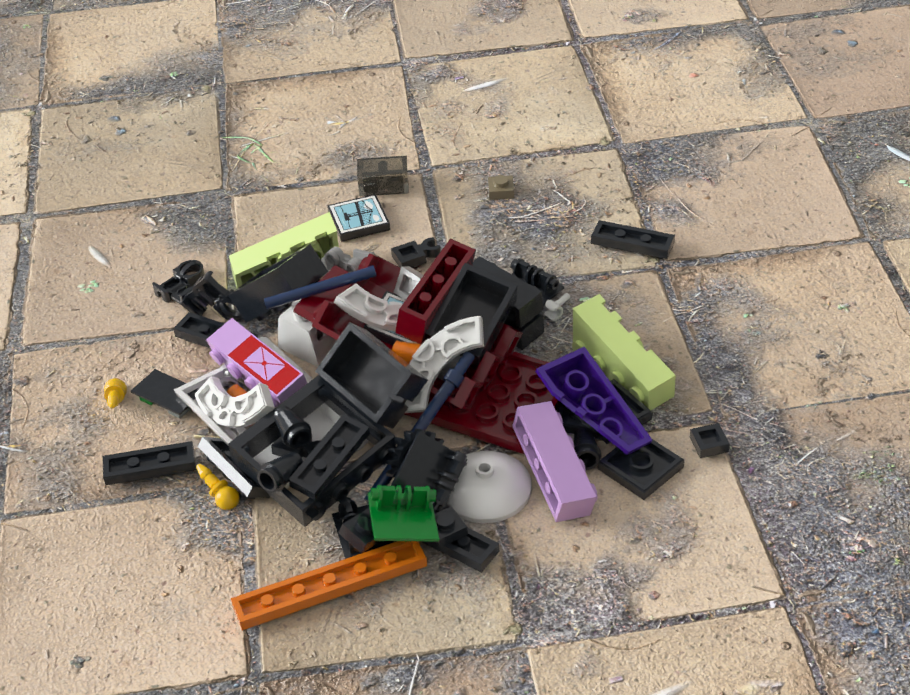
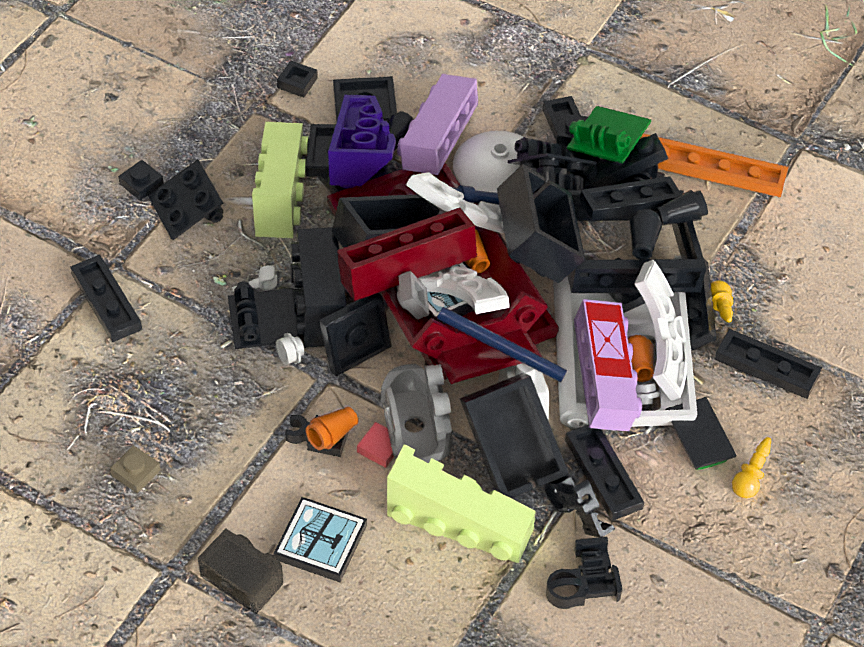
camera: 145 degrees left, 10 degrees up
(403, 240) = (330, 428): none -> orange cone
(656, 311) = (187, 200): none -> black hinge
(715, 314) = (140, 180): none -> black plate

